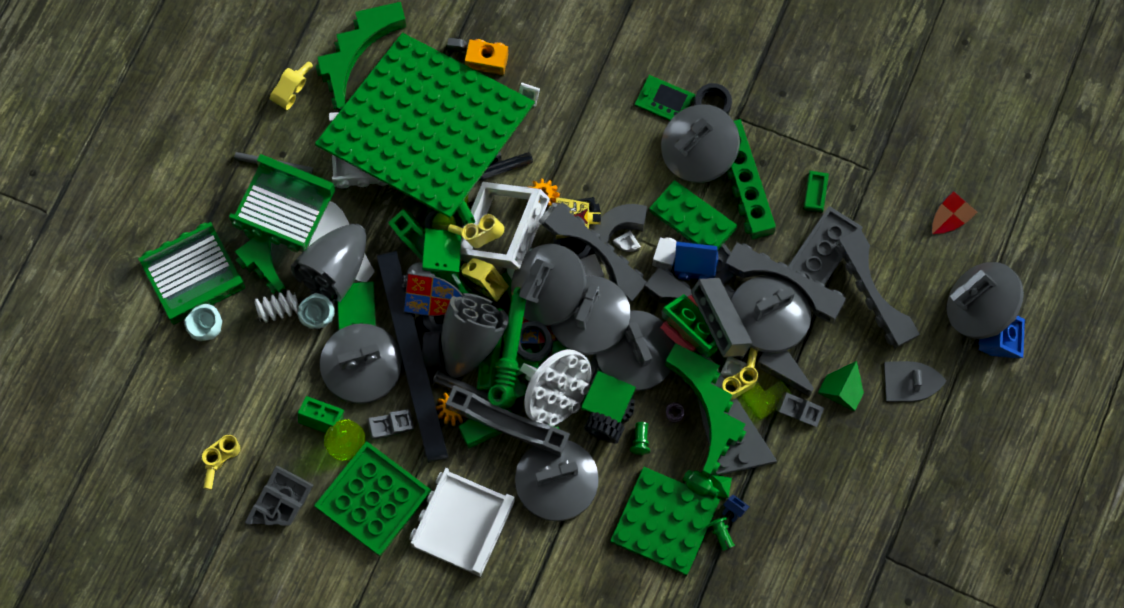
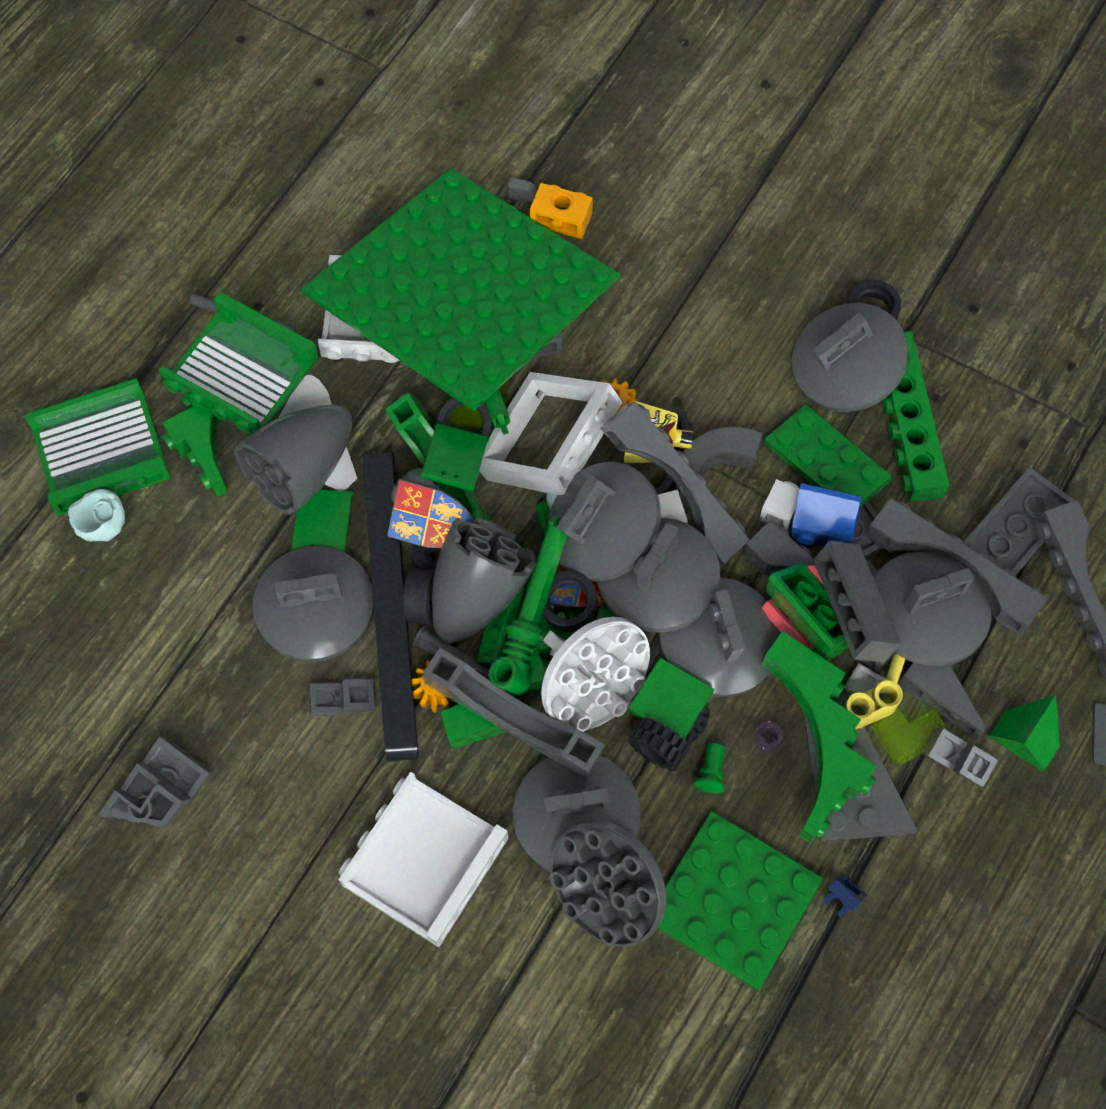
camera: 10 degrees right, 5 degrees down
(218, 449) = (83, 700): light yellow beam -> none
(277, 306) = (208, 507): white piece -> none
(290, 82) = (282, 210): light yellow beam -> none
(316, 311) = (261, 520): light aqua hair -> none
(319, 414) = (240, 671): green hinge -> none
(344, 439) = (268, 710): clear neon green tile -> none
(369, 27) = (406, 155): green arch -> none
(373, 498) = (295, 804): green plate -> none
(477, 272) = (507, 497): light yellow torso -> none
(481, 234) = (511, 440): light yellow beam -> none
(507, 165) = (564, 357): black axle -> none
(530, 92) = (616, 262): white slope -> none
(583, 521) = (608, 883): none -> dark grey bracket
(627, 242) = (727, 483): white tile -> none
(663, 98) = (801, 294): green container -> none
(700, 483) = (795, 849): green plant -> none
(721, 483) = (824, 858): green slope -> none
(721, 532) = (820, 931): green pin -> none
(816, 191) = (1010, 446): green tile -> none

